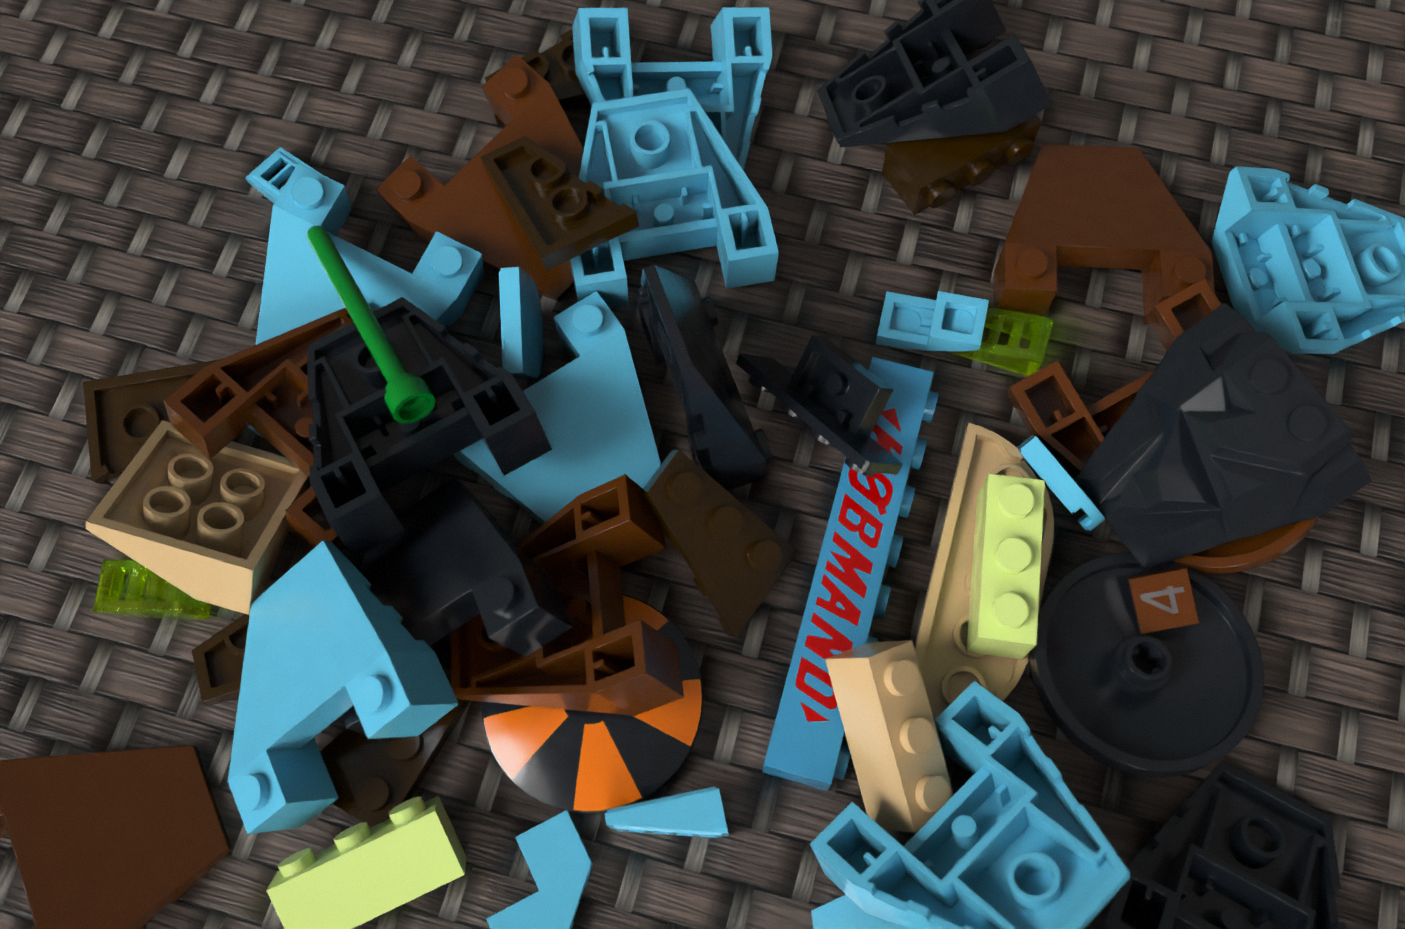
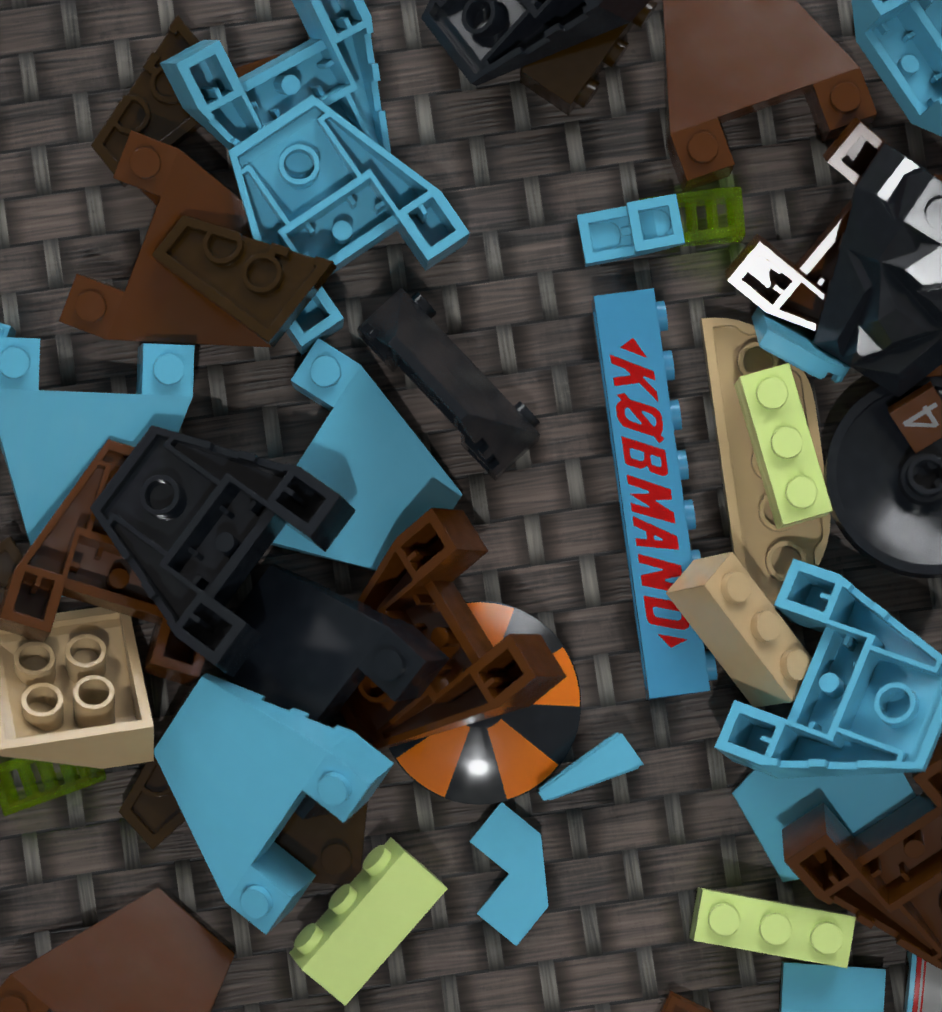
camera: 30 degrees left, 15 degrees up
(406, 394) = (217, 523): green piece -> none
(520, 324) = (265, 402): medium azure tile -> none
(720, 539) = (529, 521): dark brown wing -> none
(833, 398) = (573, 356): black bracket -> none

